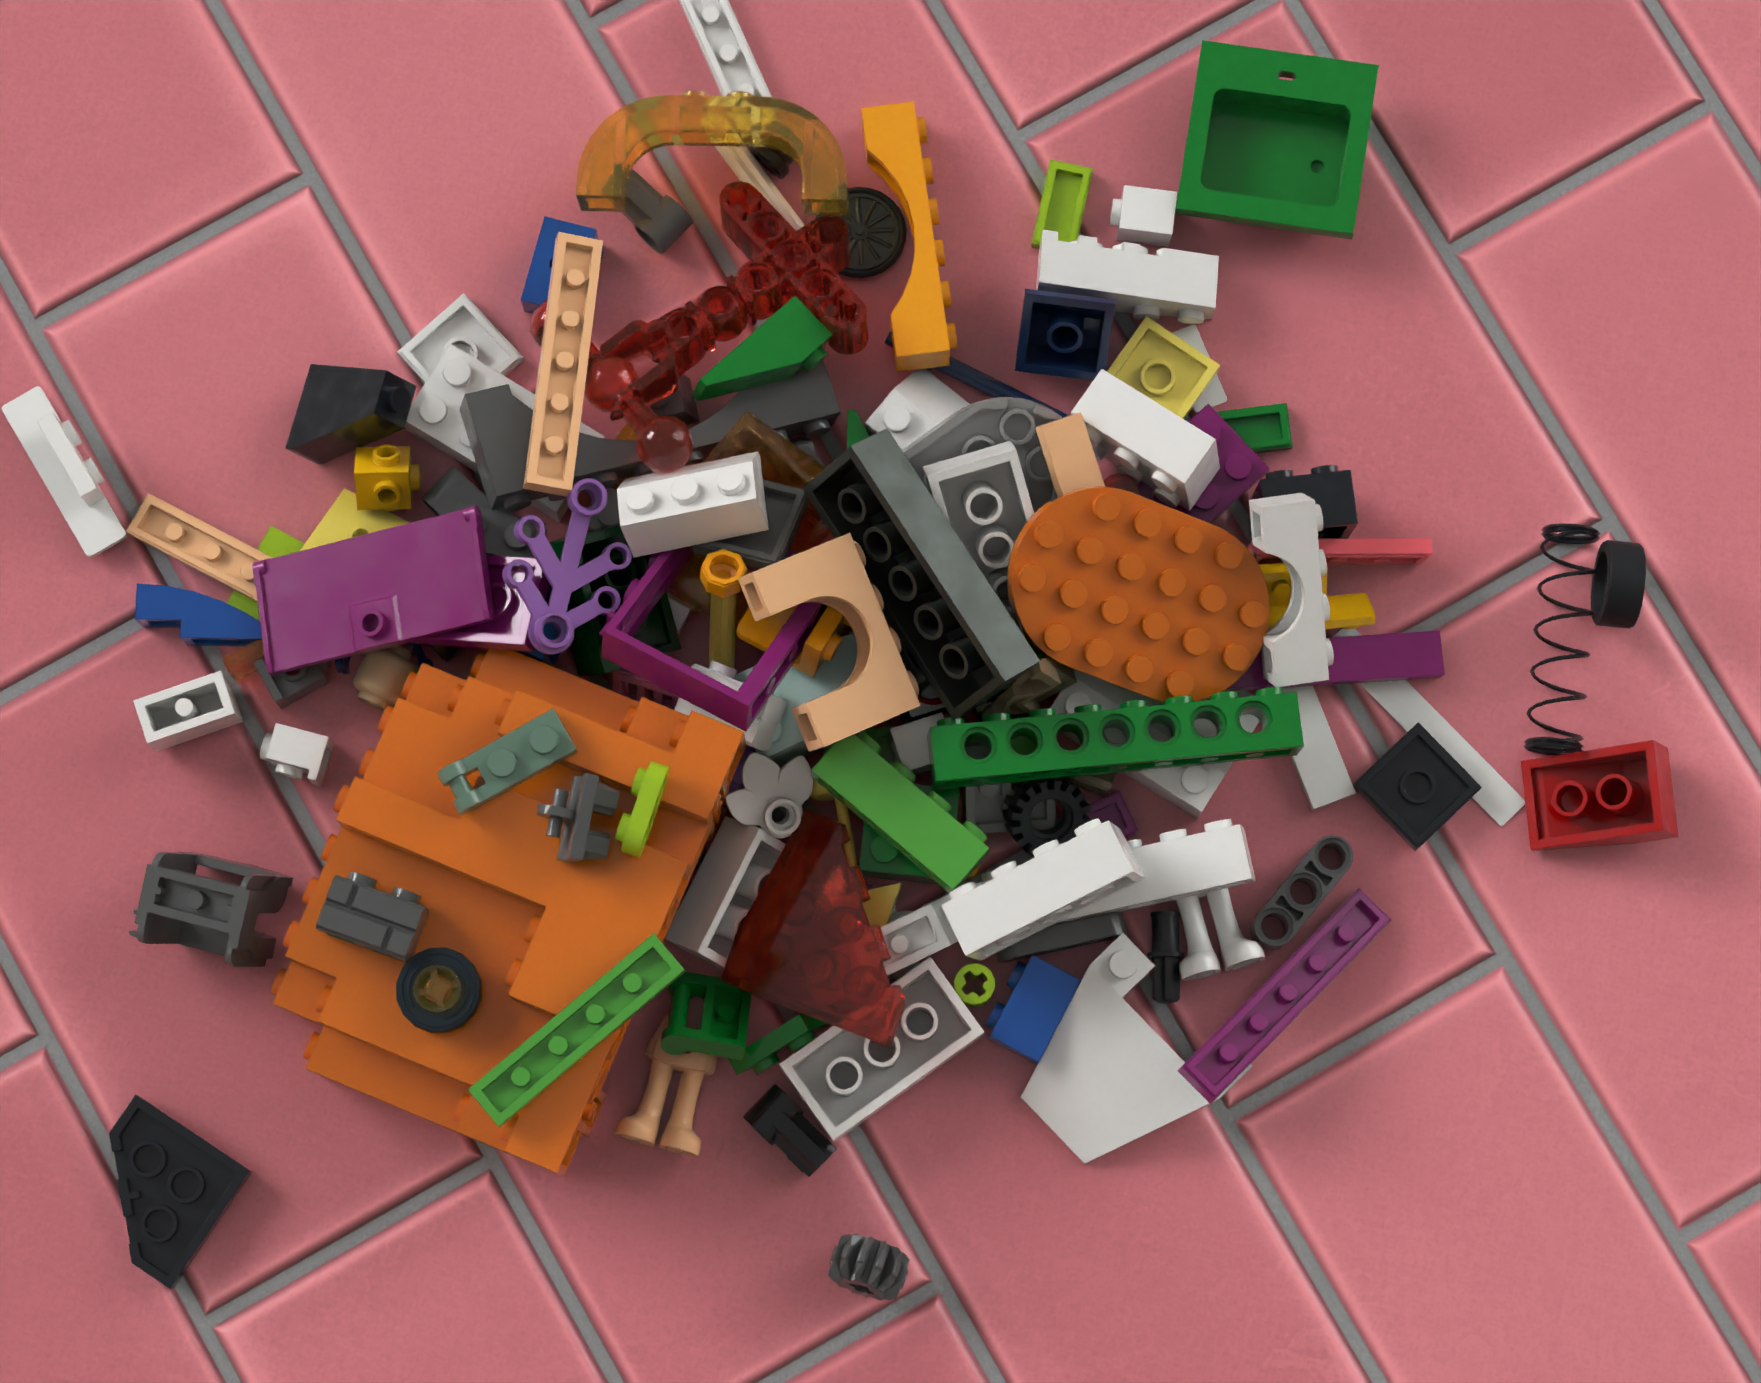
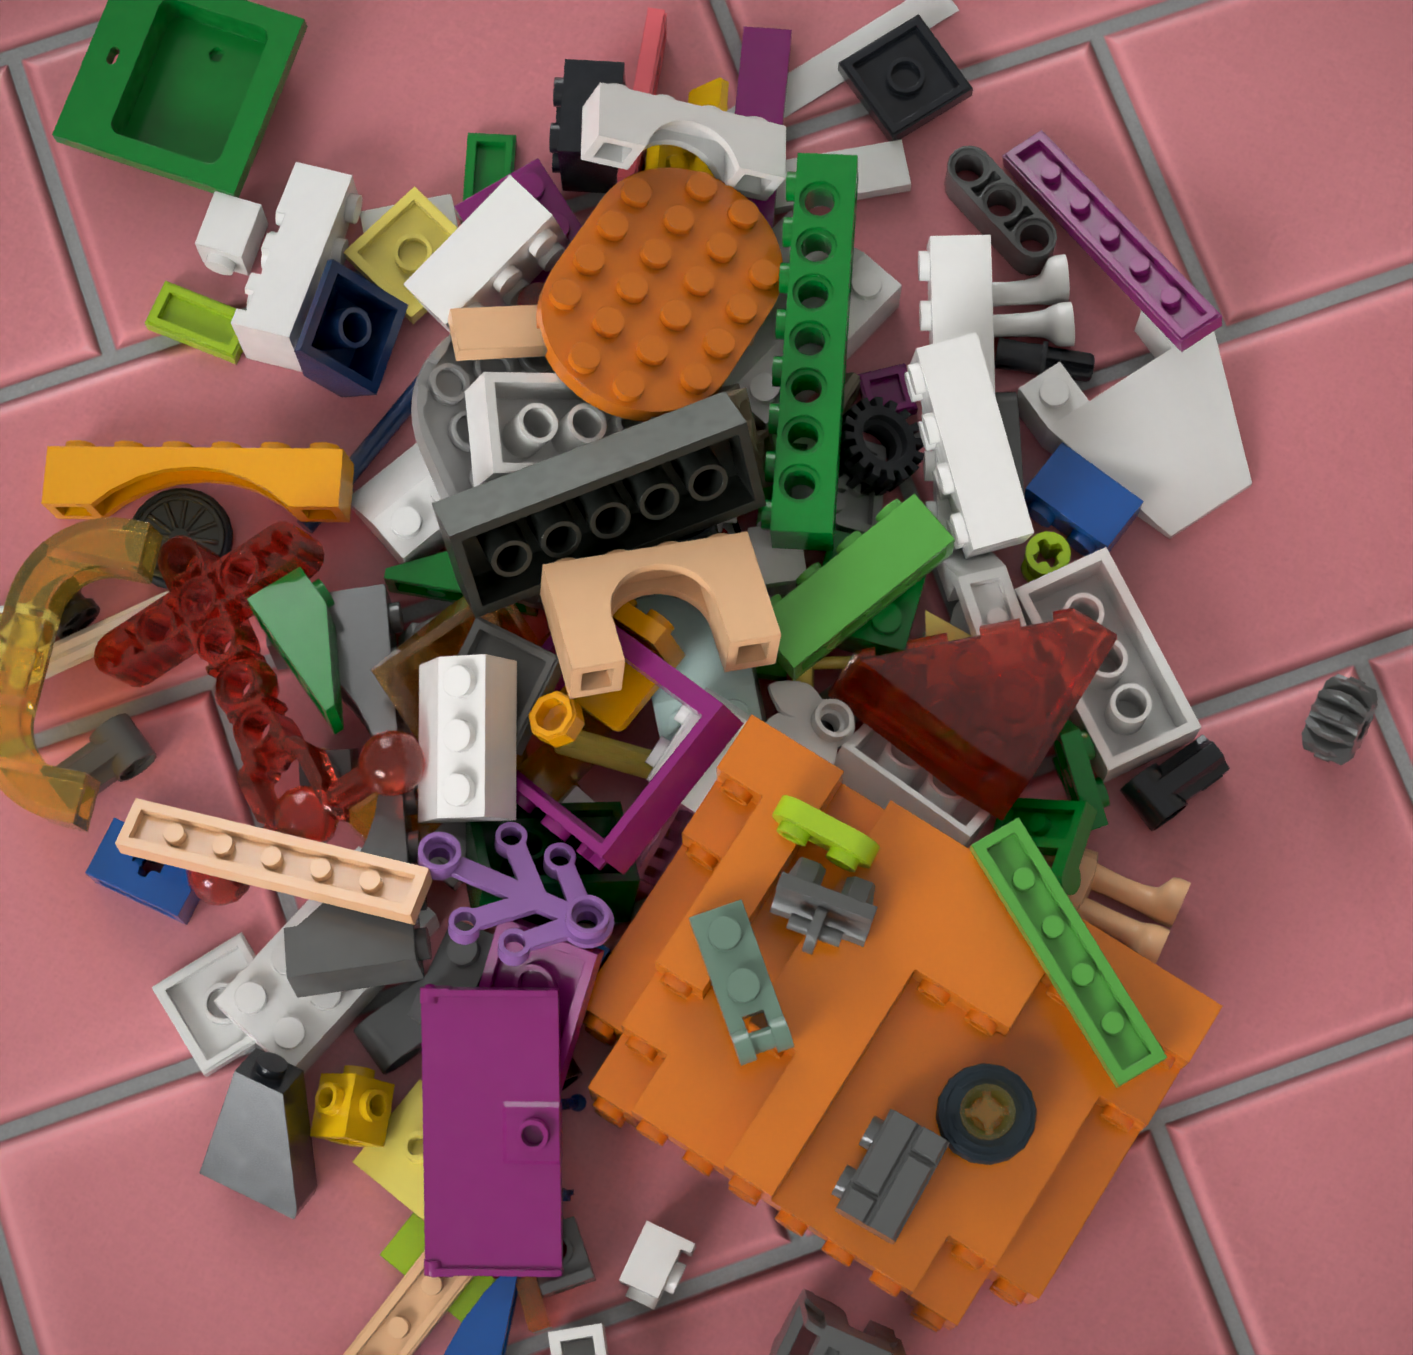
camera: 75 degrees left, 5 degrees down
(383, 676) = (590, 1147): tan head -> none

